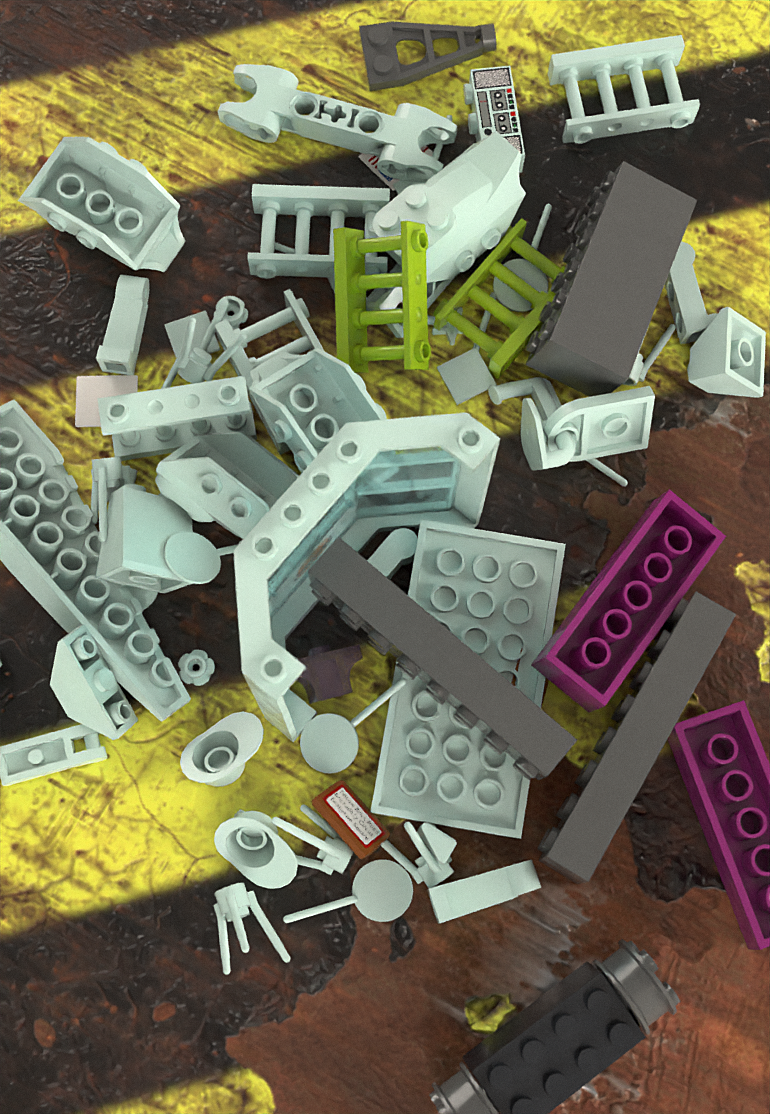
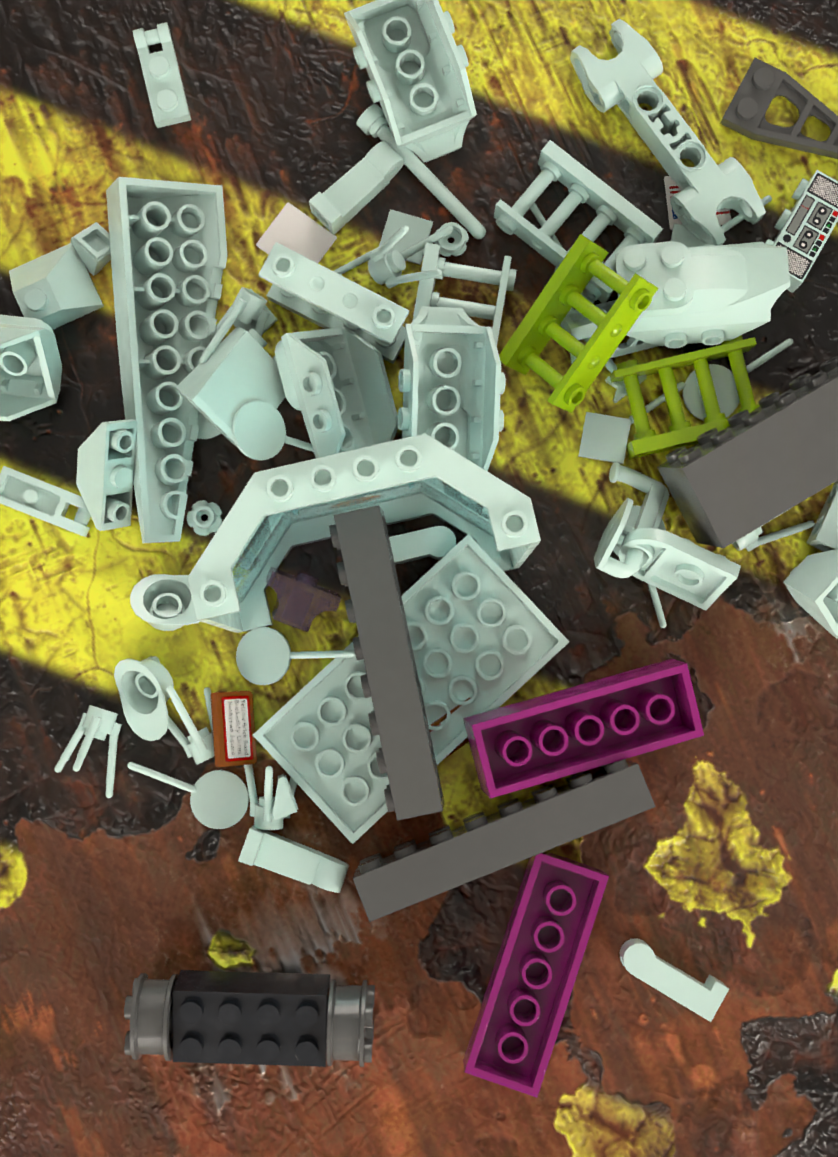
camera: 40 degrees right, 10 degrees up
(102, 268) = (374, 122): none -> light aqua piece

